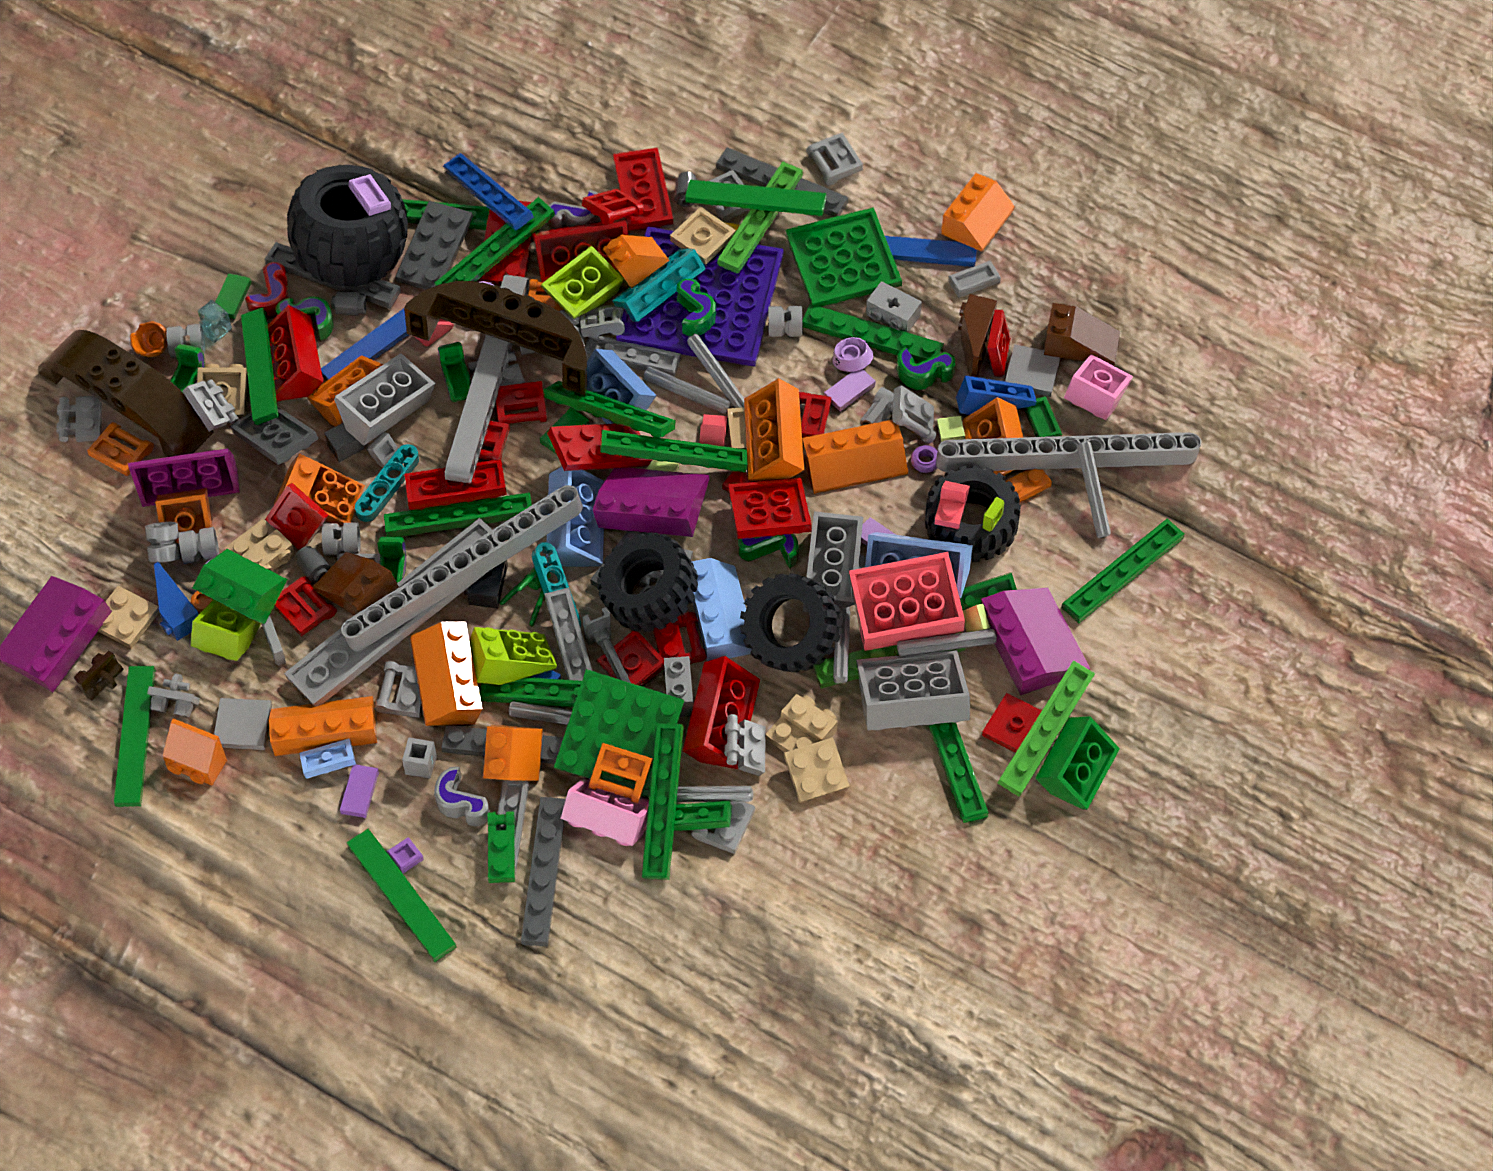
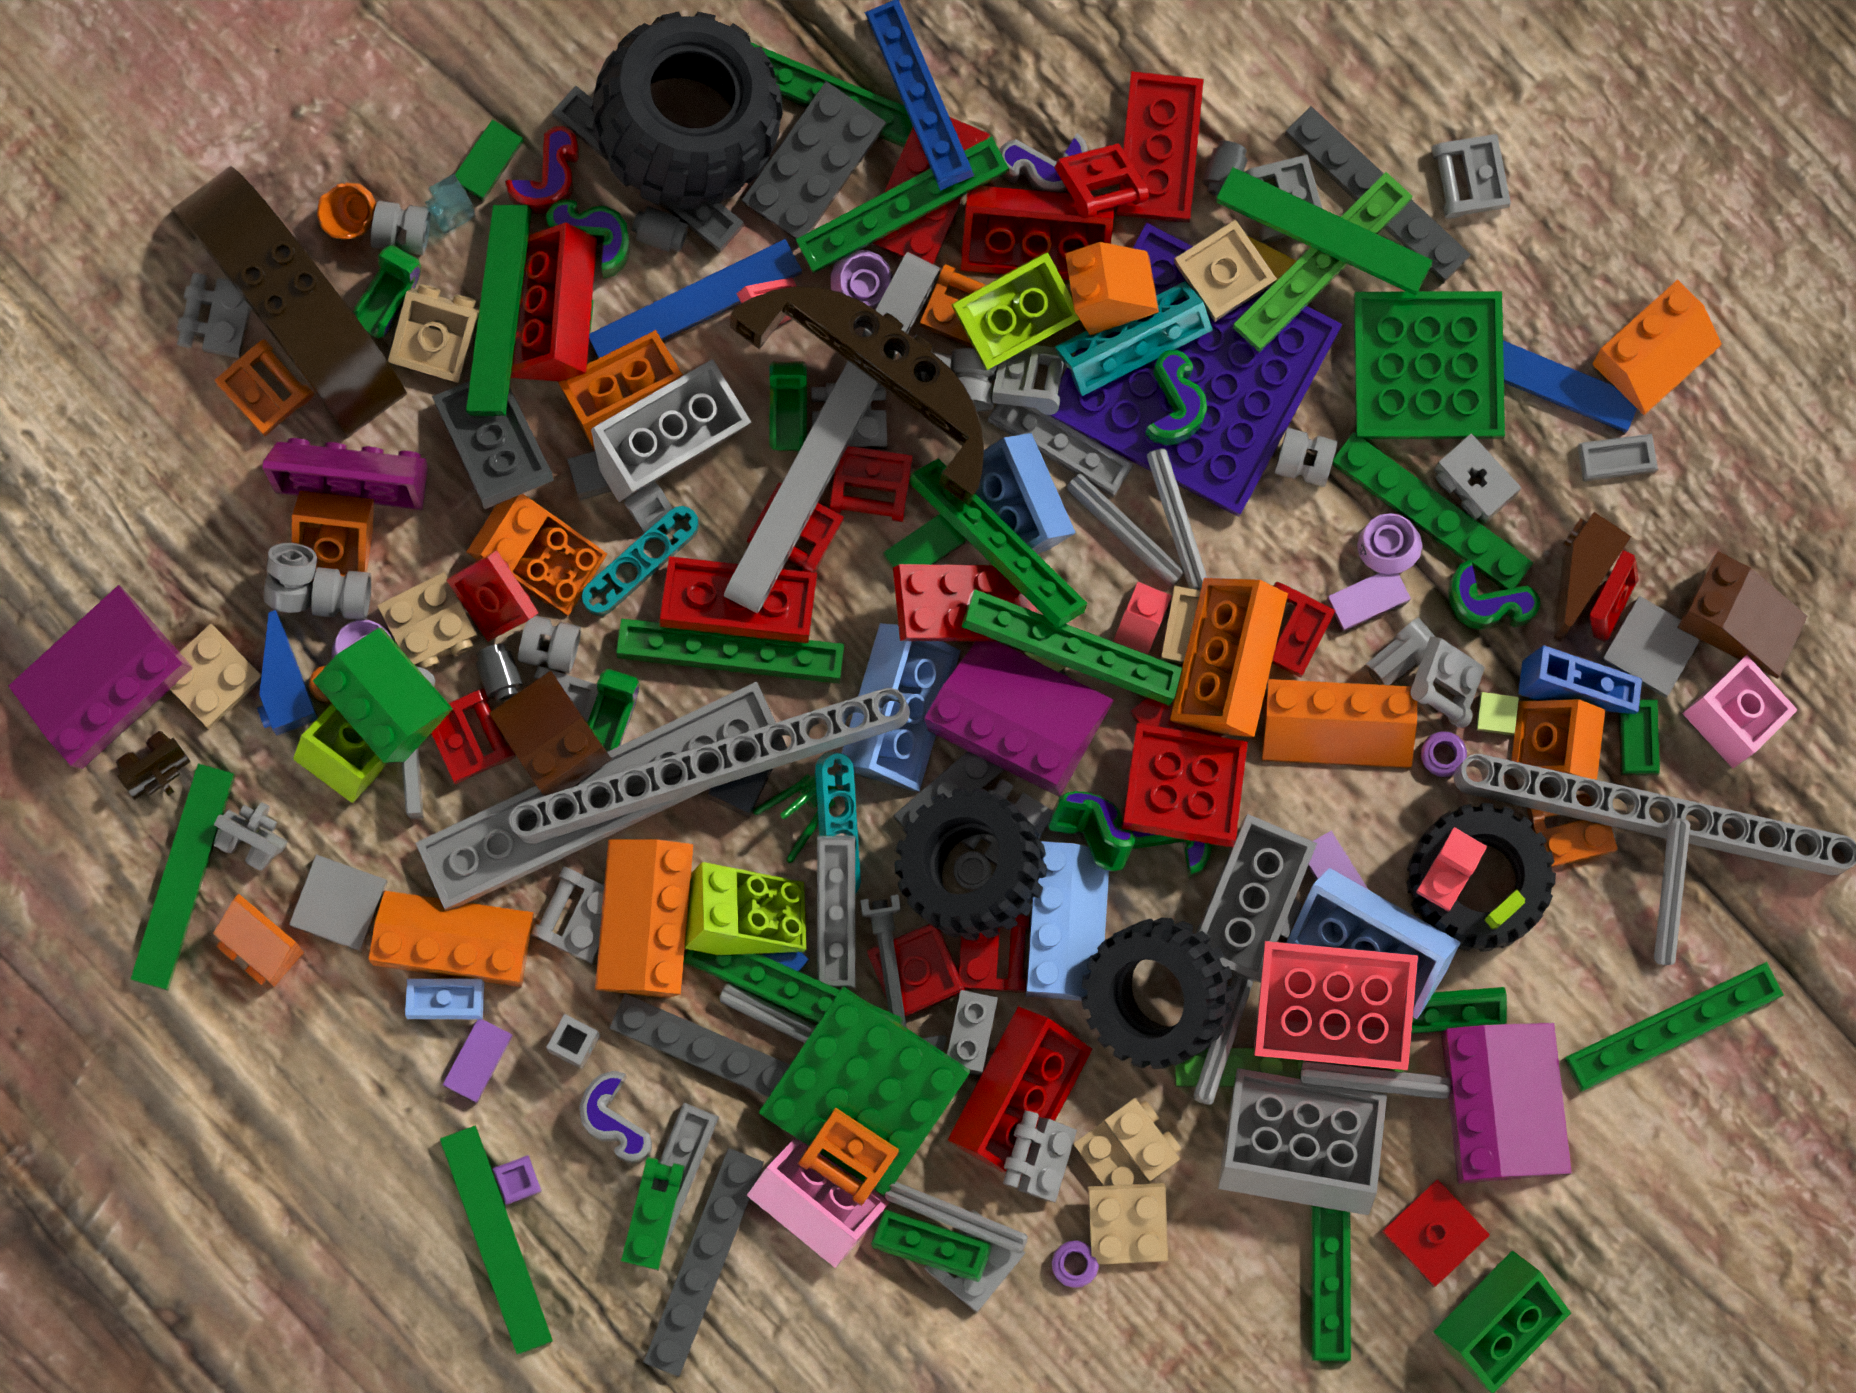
camera: 10 degrees right, 20 degrees up
(210, 404) = (404, 367): light grey plate -> none
(369, 194) = (729, 92): lavender tile -> none
(512, 753) = (705, 1075): orange slope -> none
(662, 801) = (896, 1215): green tile -> none
(720, 547) = (1099, 823): none -> green animal
(789, 815) = (1074, 1280): none -> medium lavender piece
(976, 618) = (1429, 1052): tile -> none
(1046, 728) = (1474, 1259): bright green plate -> none

